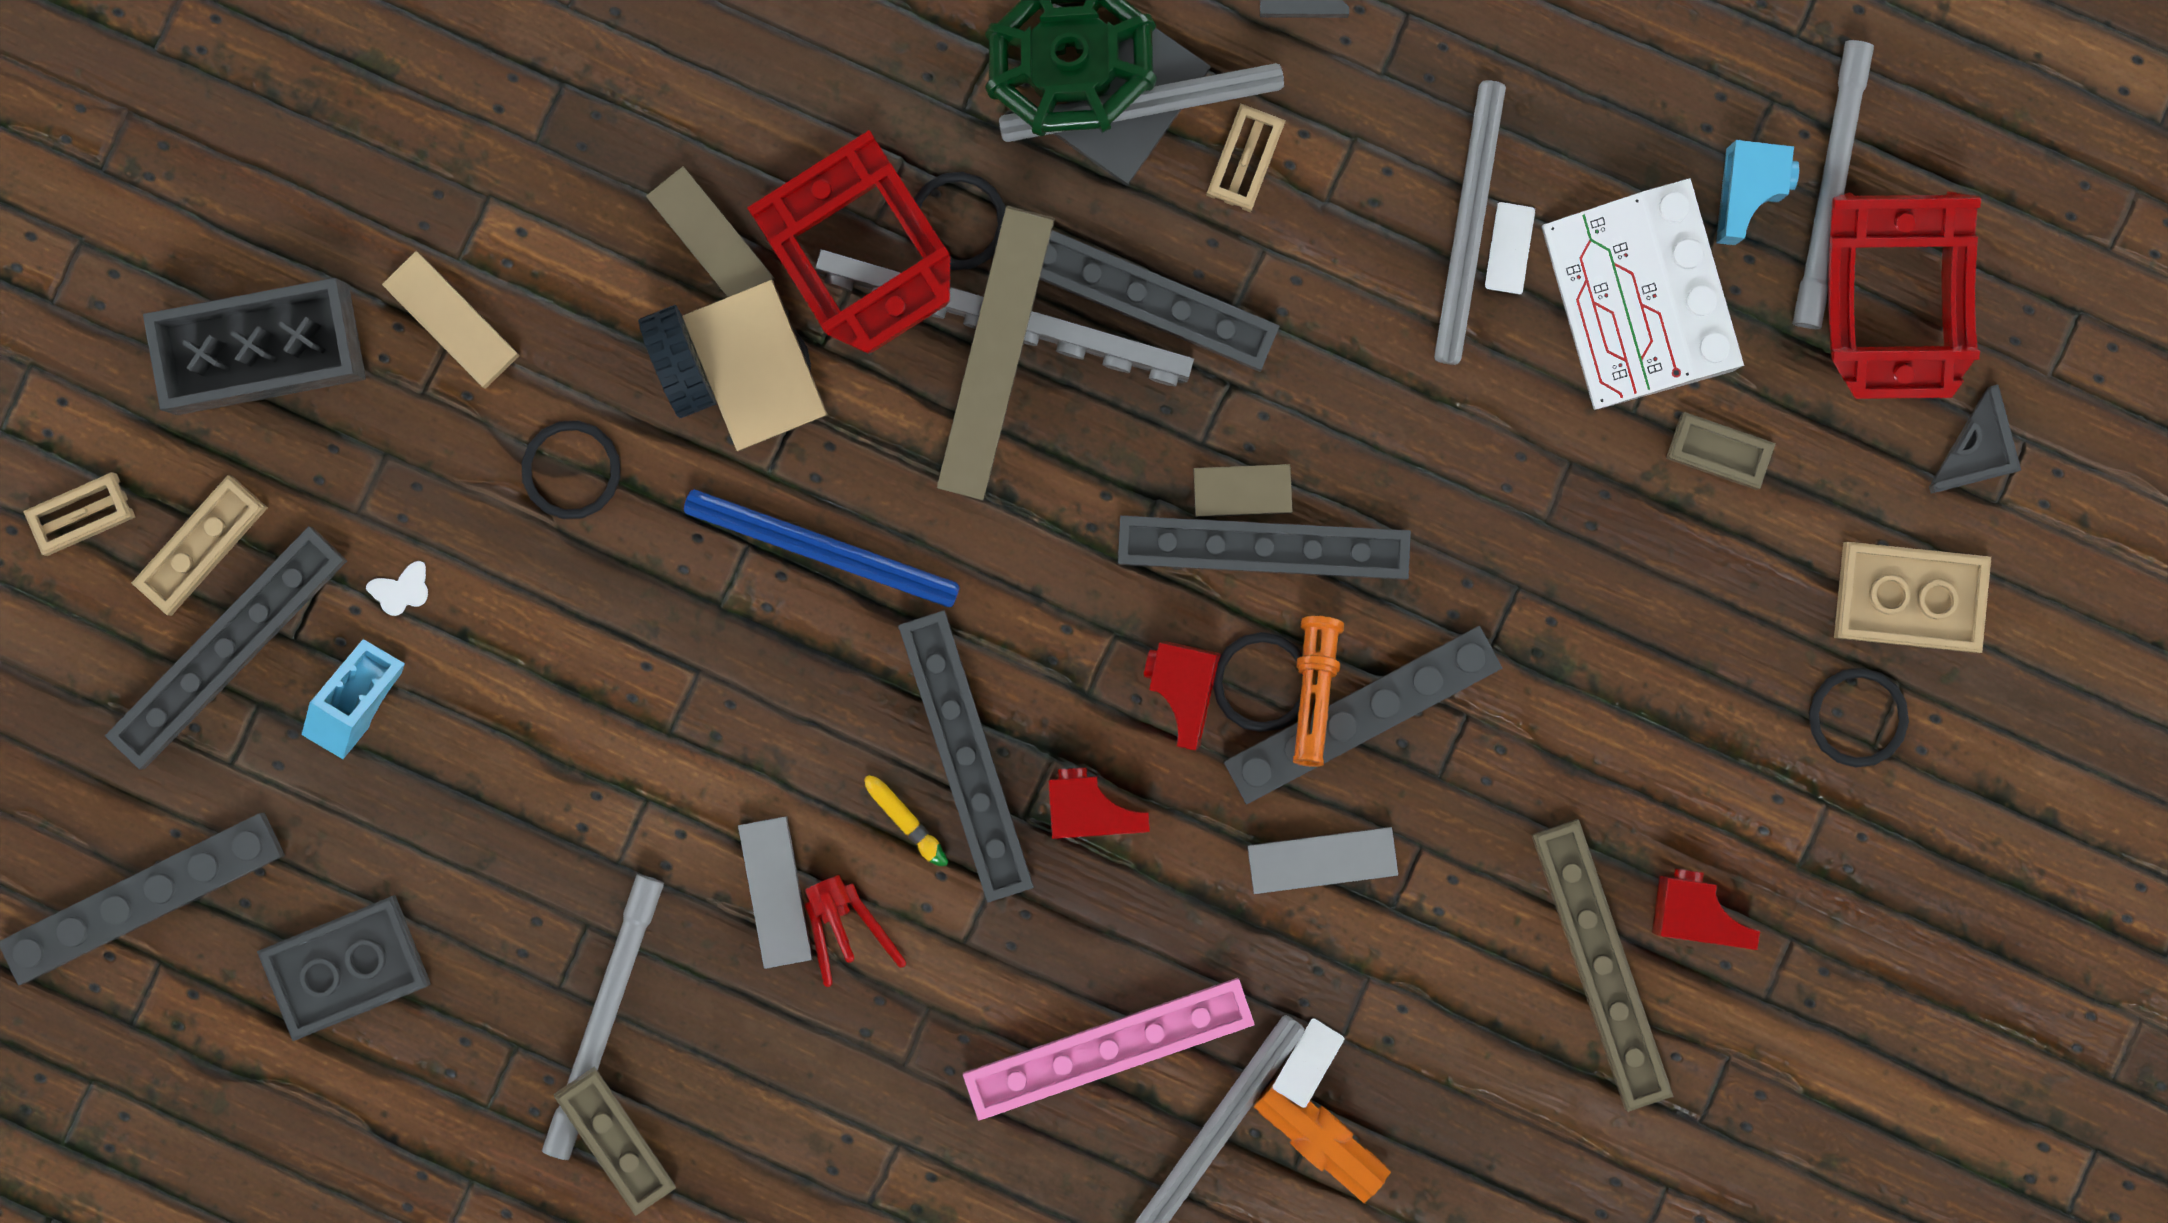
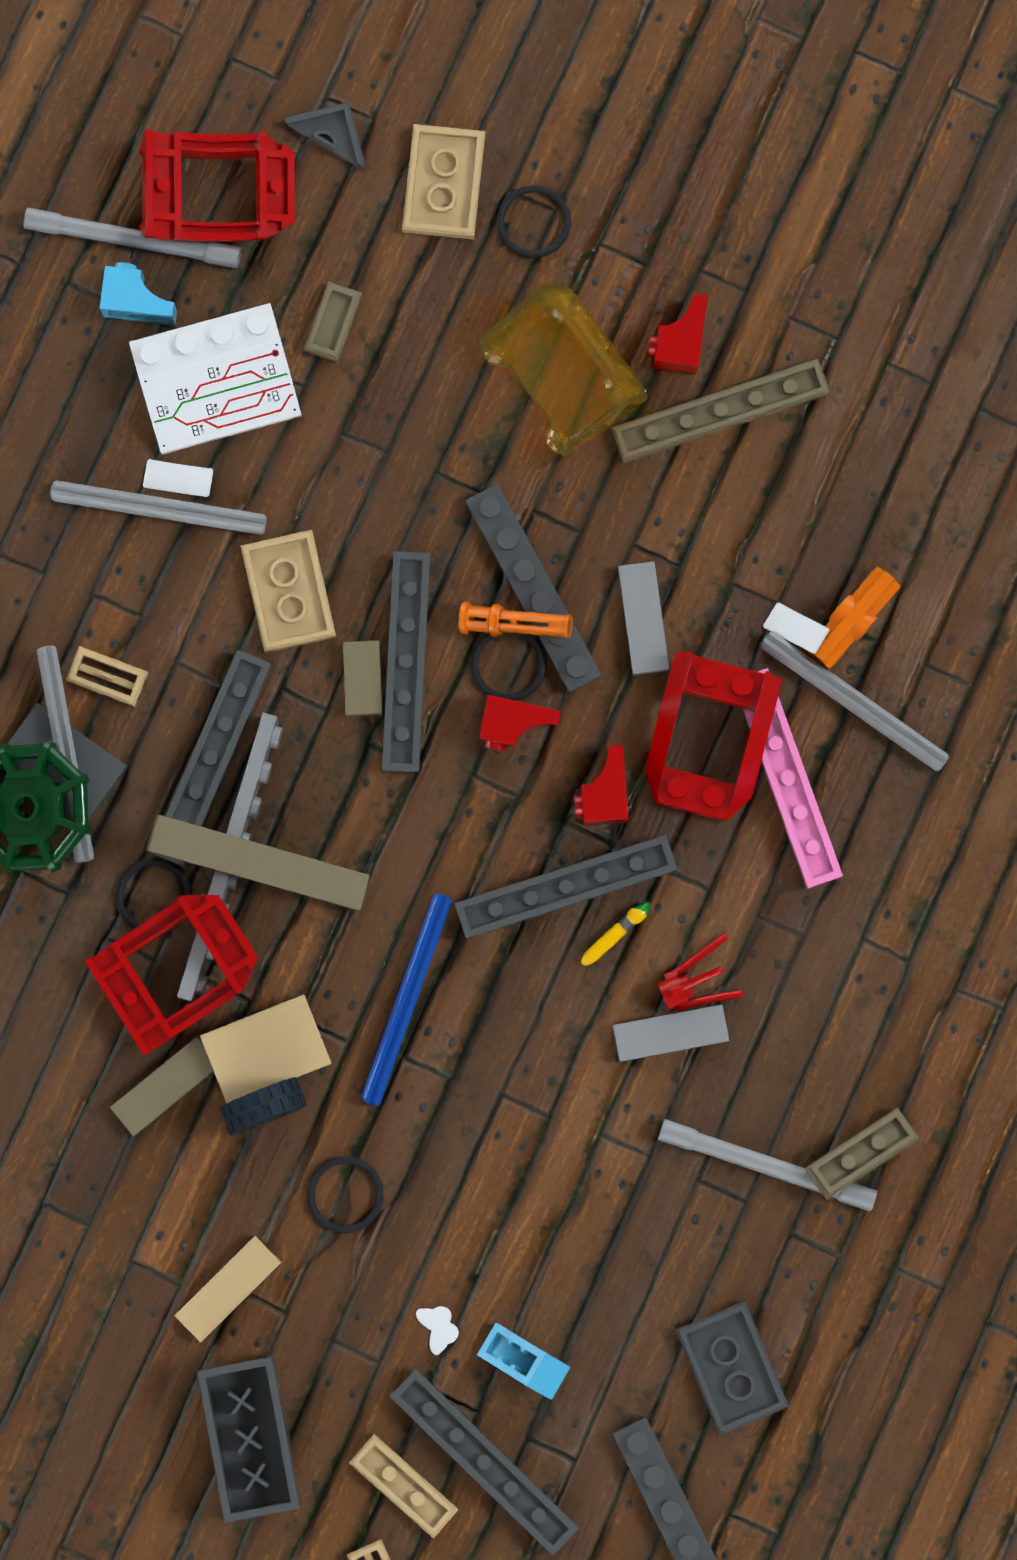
camera: 90 degrees left, 5 degrees down
(1230, 966) = (724, 685): none -> red wedge
(1358, 393) = (288, 591): none -> tan tile
(1661, 758) = (564, 366): none -> clear yellow windscreen

